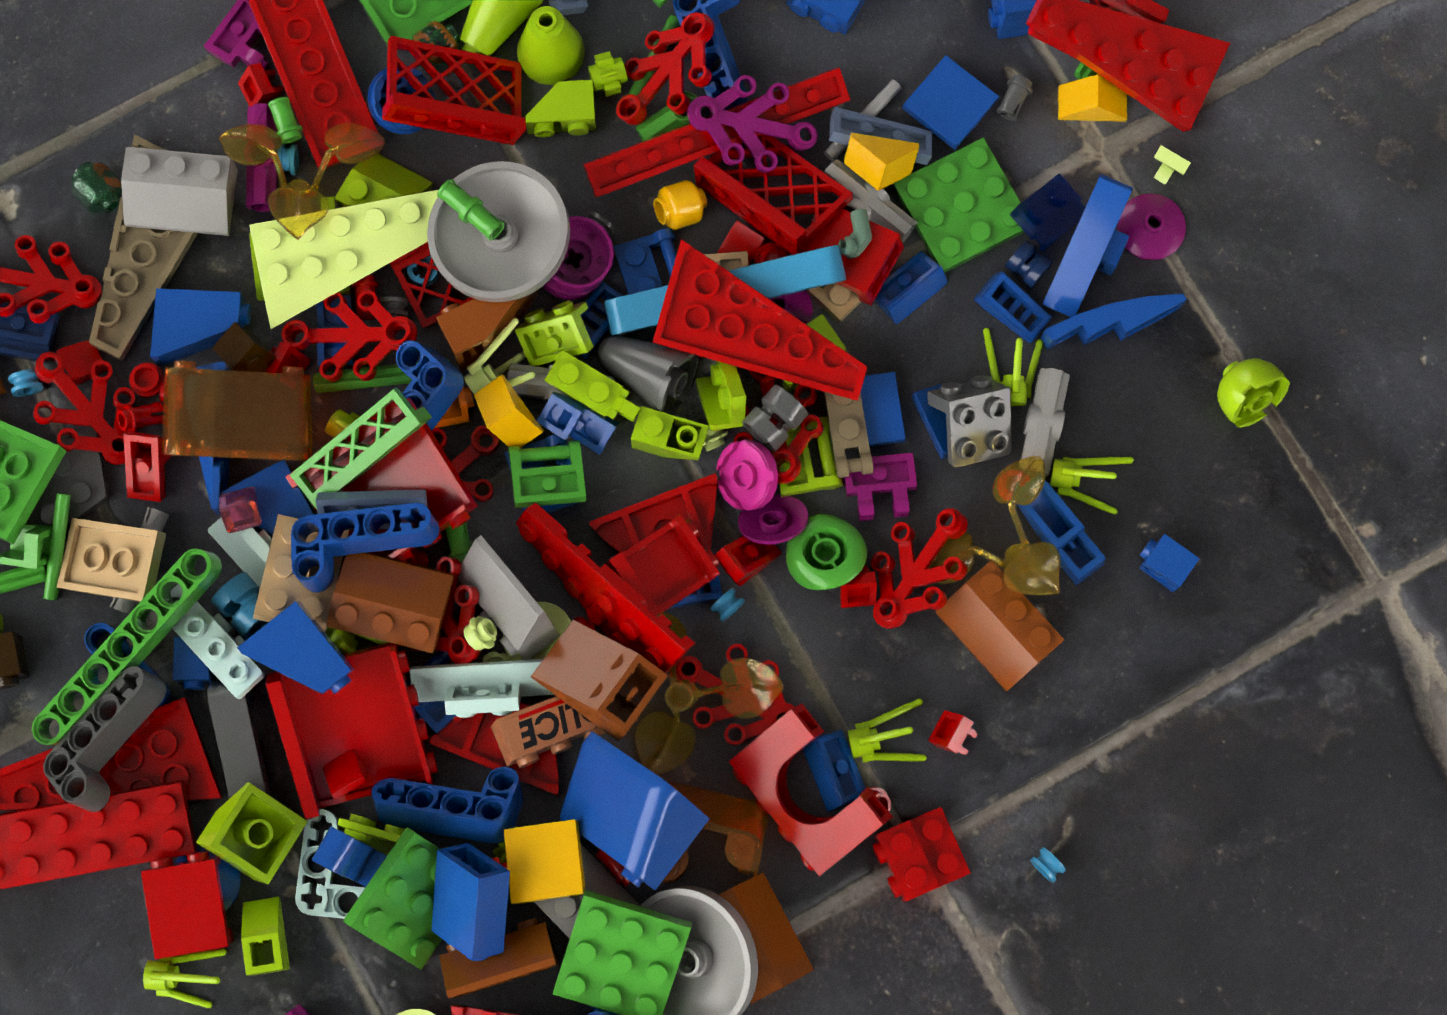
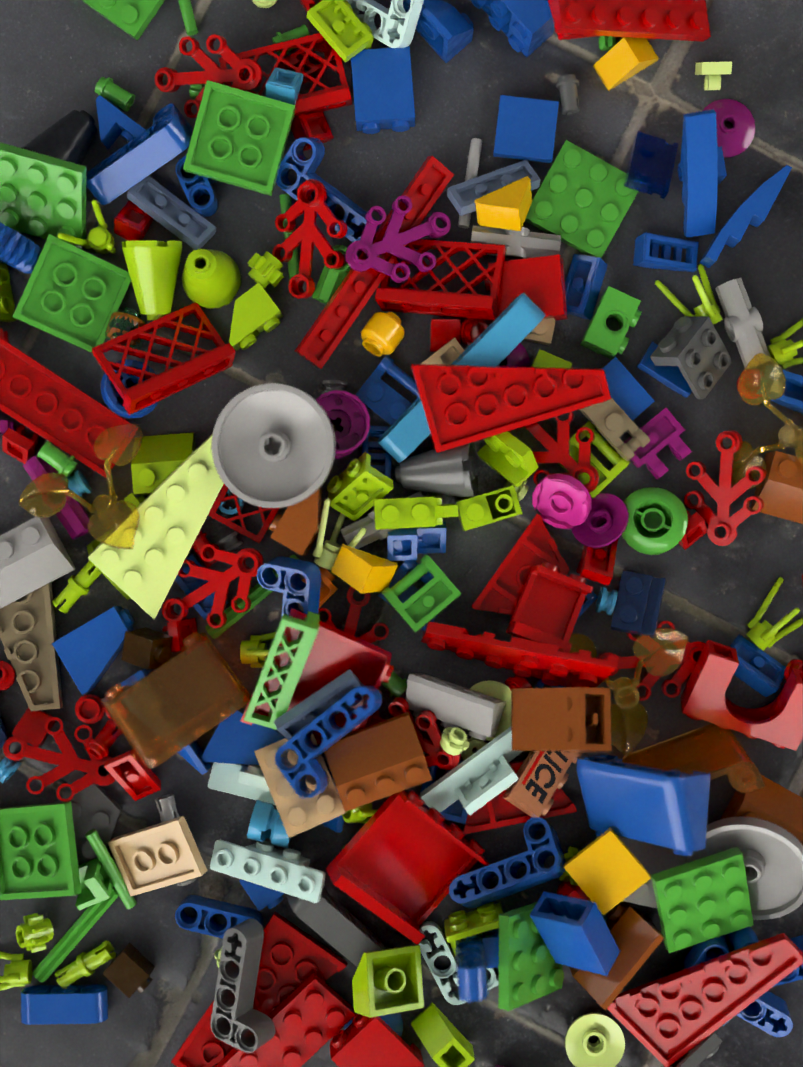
camera: 30 degrees left, 10 degrees up
(144, 641) = (214, 900): bright green beam -> none
(218, 255) = (77, 587): none -> lime pin
(240, 510) = (223, 764): clear pink slope -> none
(299, 650) = (341, 845): blue slope -> none
(344, 774) = (423, 896): red slope -> none
(471, 209) = (244, 444): bright green pin -> none
(757, 627) = (638, 604): none -> dark blue plate
(784, 409) = (558, 438): dark grey wheel -> none
(860, 237) = (533, 275): sand green arm -> none
(922, 320) = (611, 305): none -> bright green brick
(1036, 267) = (659, 214): dark blue wheel -> none

